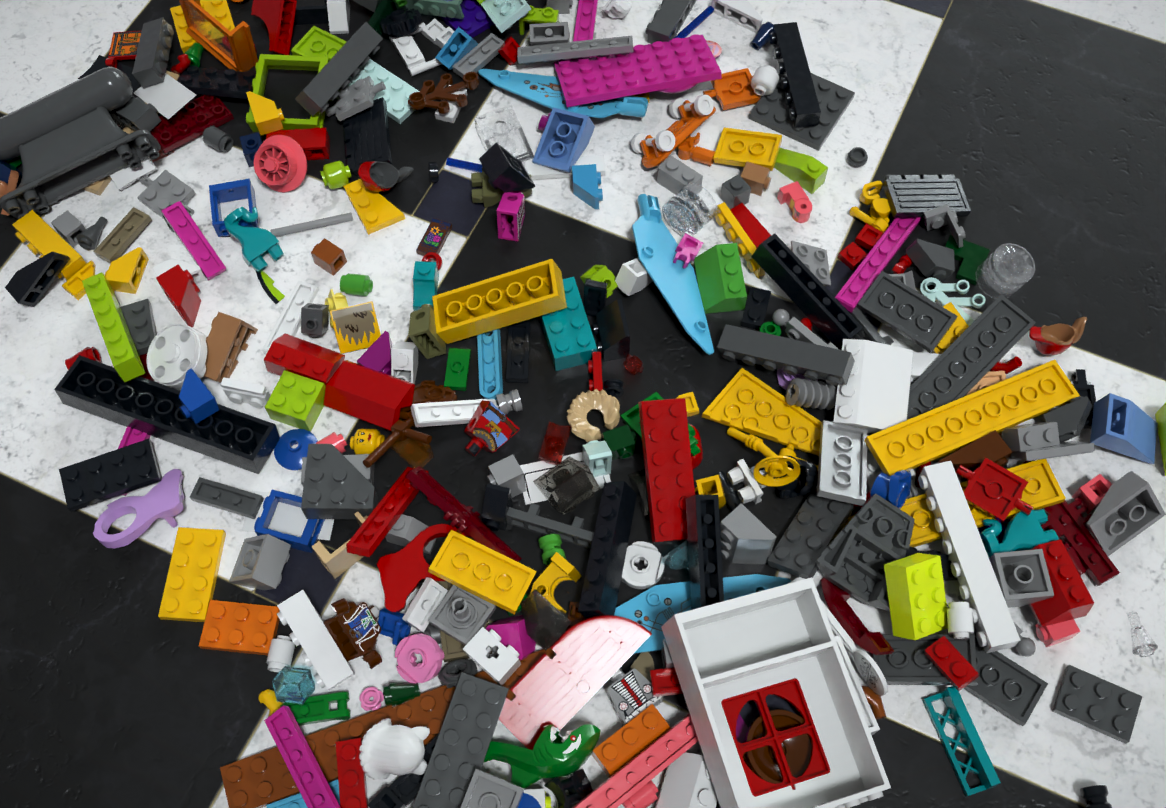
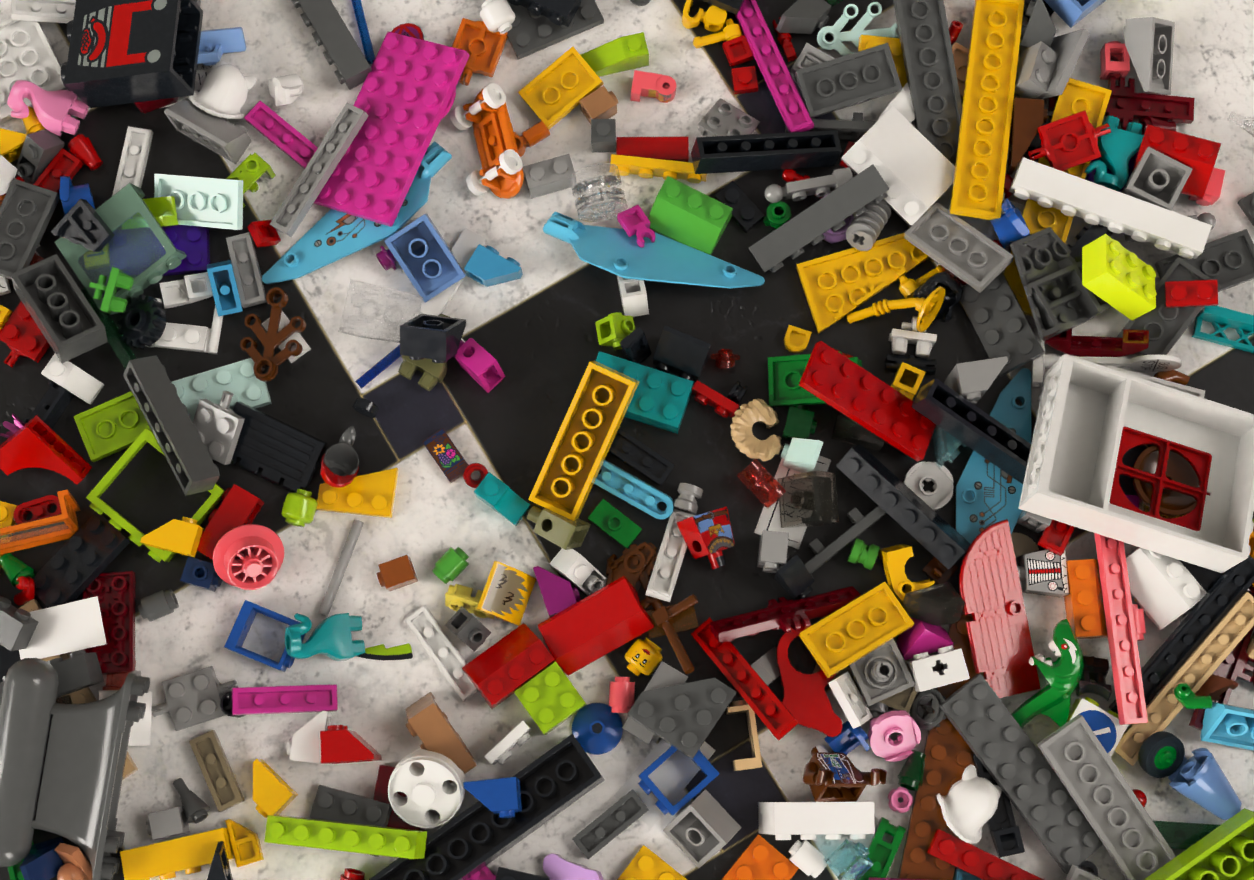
camera: 55 degrees left, 15 degrees up
(549, 33) = (279, 183): light grey brick -> none
(960, 620) = (1162, 258): white brick -> none

